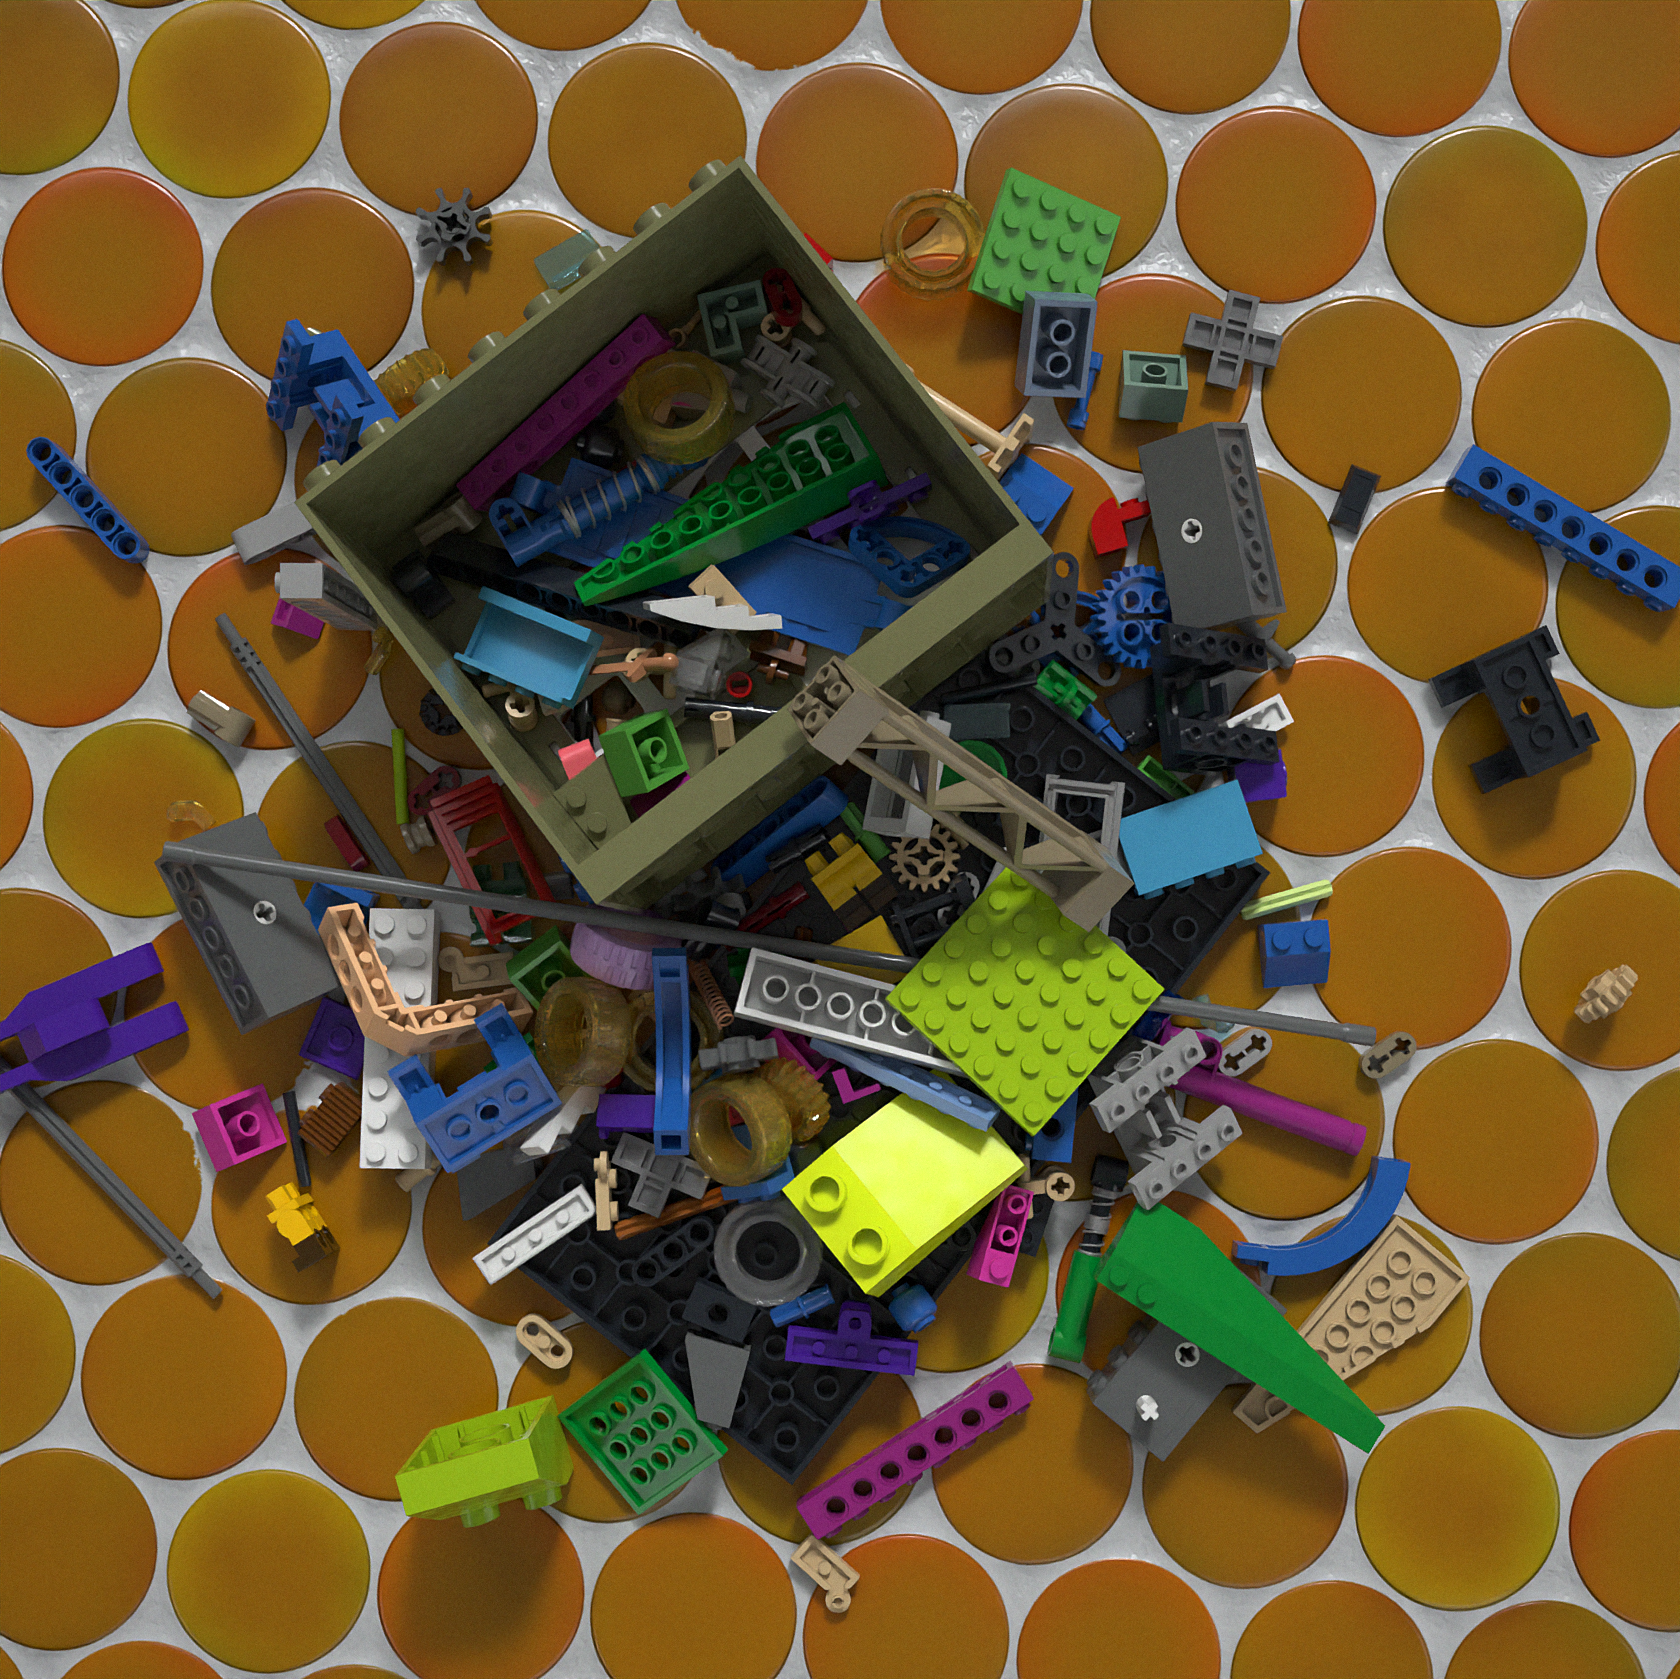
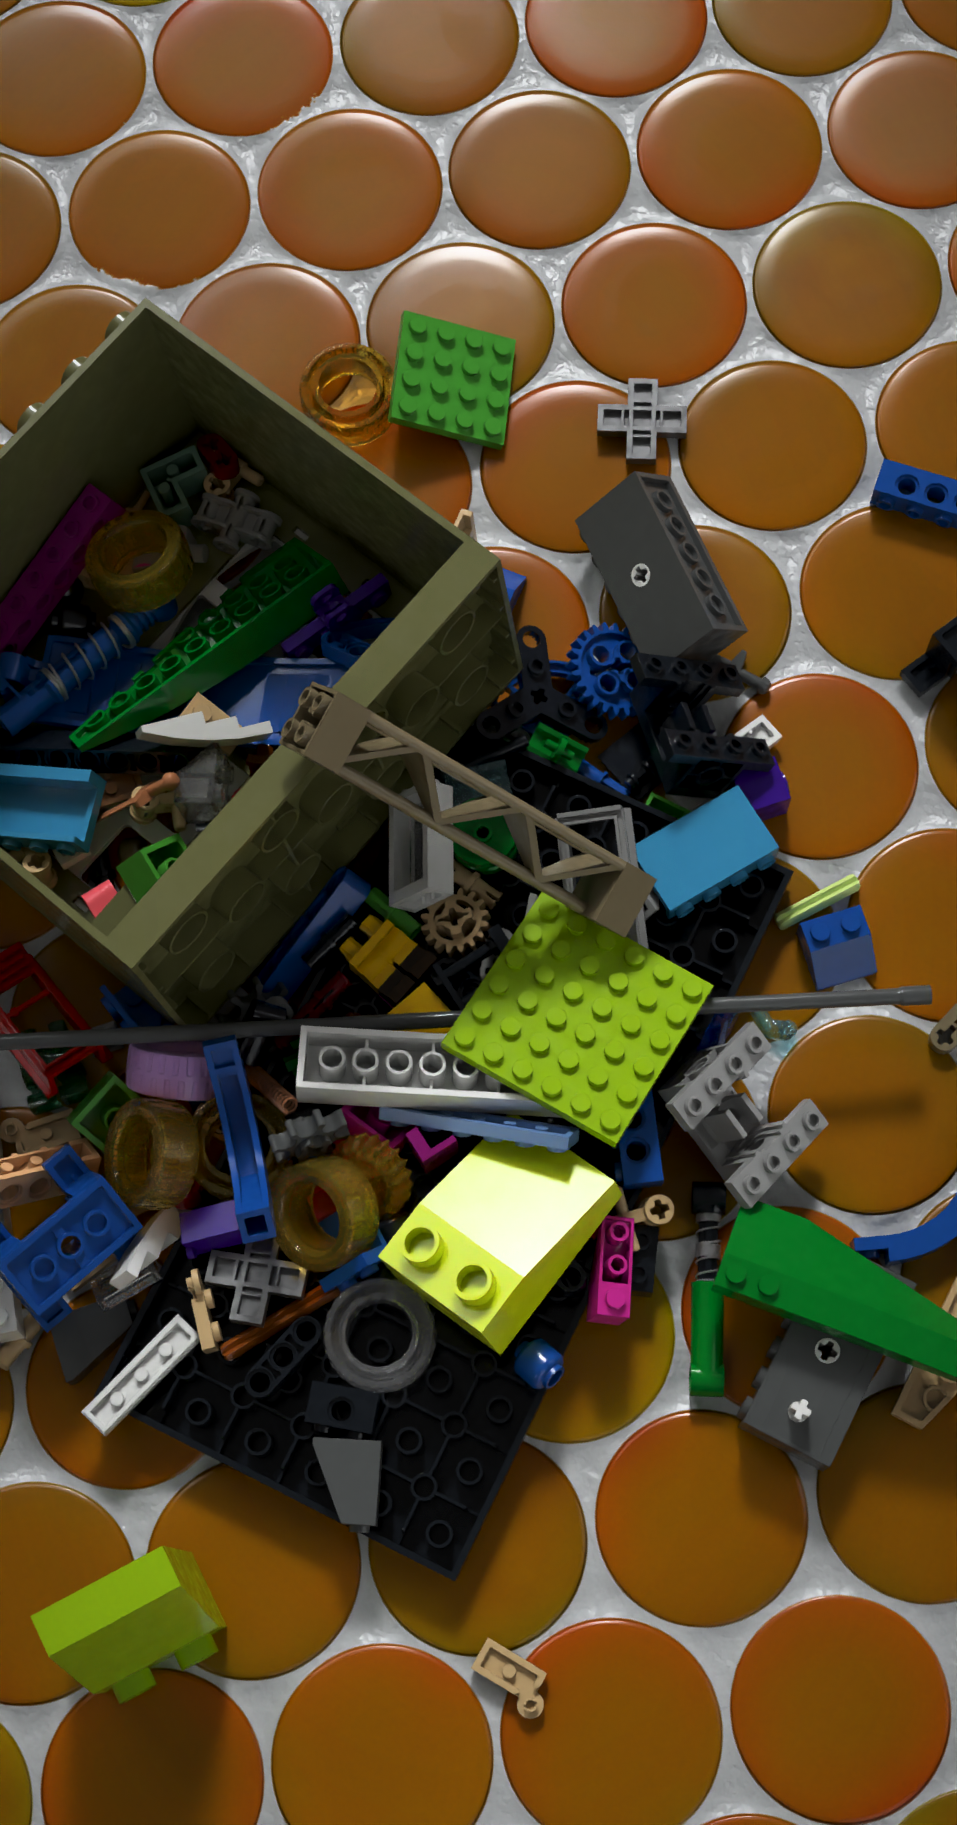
camera: 10 degrees left, 15 degrees down
(542, 1343) = (173, 1493): tan plate -> none
(642, 1413) = (310, 1560): green piece -> none
(802, 1306) = (426, 1388): blue axle -> none
(852, 1344) = (485, 1417): dark purple plate -> none
(895, 1450) = (653, 1431): magenta brick -> none
(1055, 344) = (479, 449): sand blue brick -> none
(1078, 416) = (518, 470): blue bar -> none
(1106, 525) = (565, 597): red brick -> none
(1153, 386) = (578, 474): sand green slope -> none
(1249, 1058) = (806, 1050): light grey beam -> none
(1261, 1104) = (774, 1087): magenta piece -> none
(1354, 499) = (789, 533): black tile -> none

